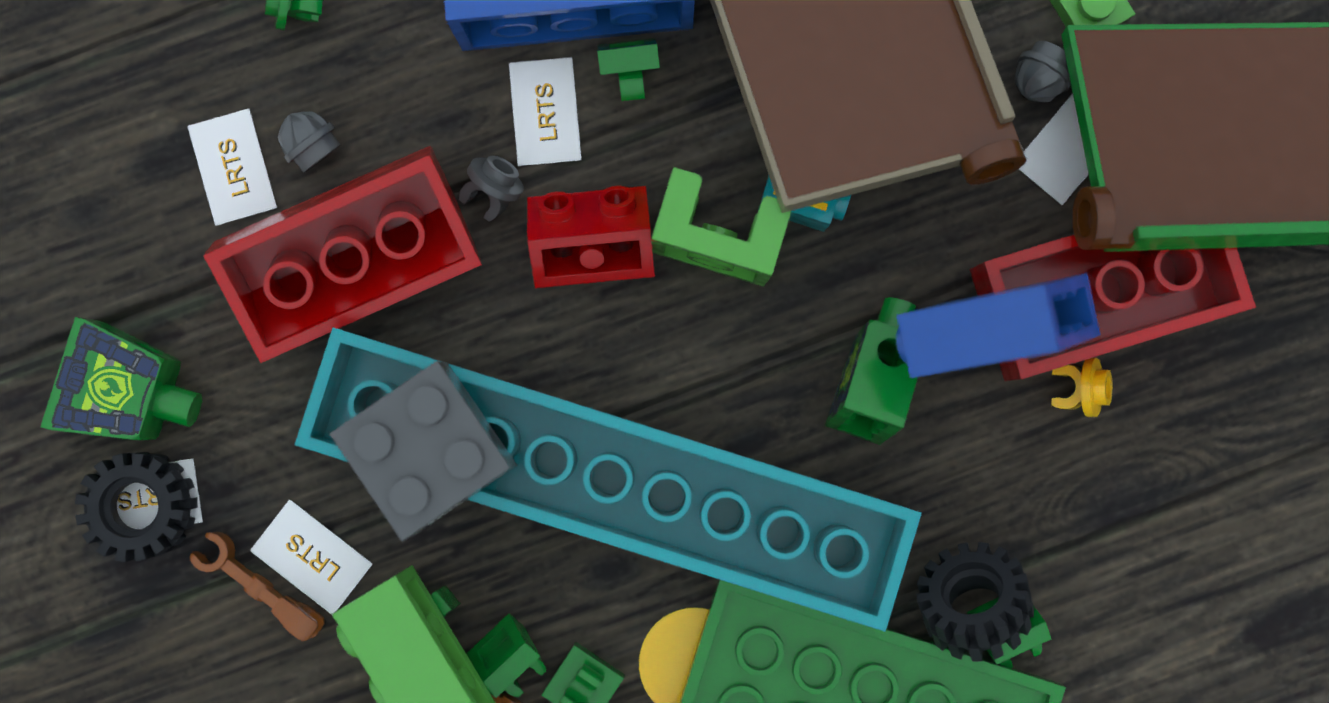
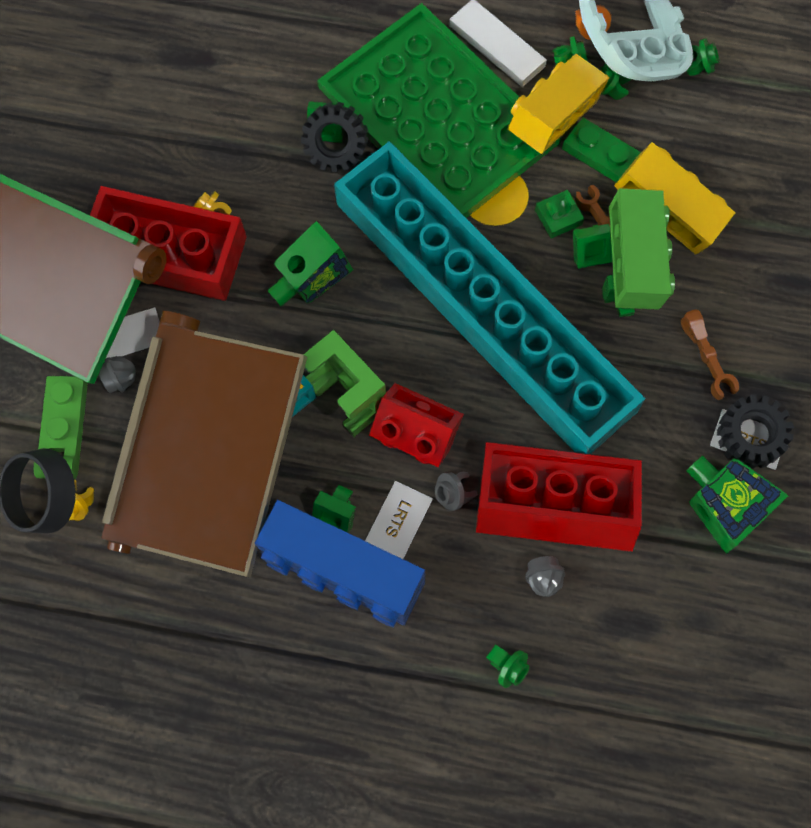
camera: 145 degrees left, 15 degrees down
(232, 167) = (599, 595): white sticker -> none
(311, 557) = (670, 357): white sticker -> none
(423, 449) = (574, 345): dark grey brick -> none
(998, 326) = (236, 233): blue brick -> none

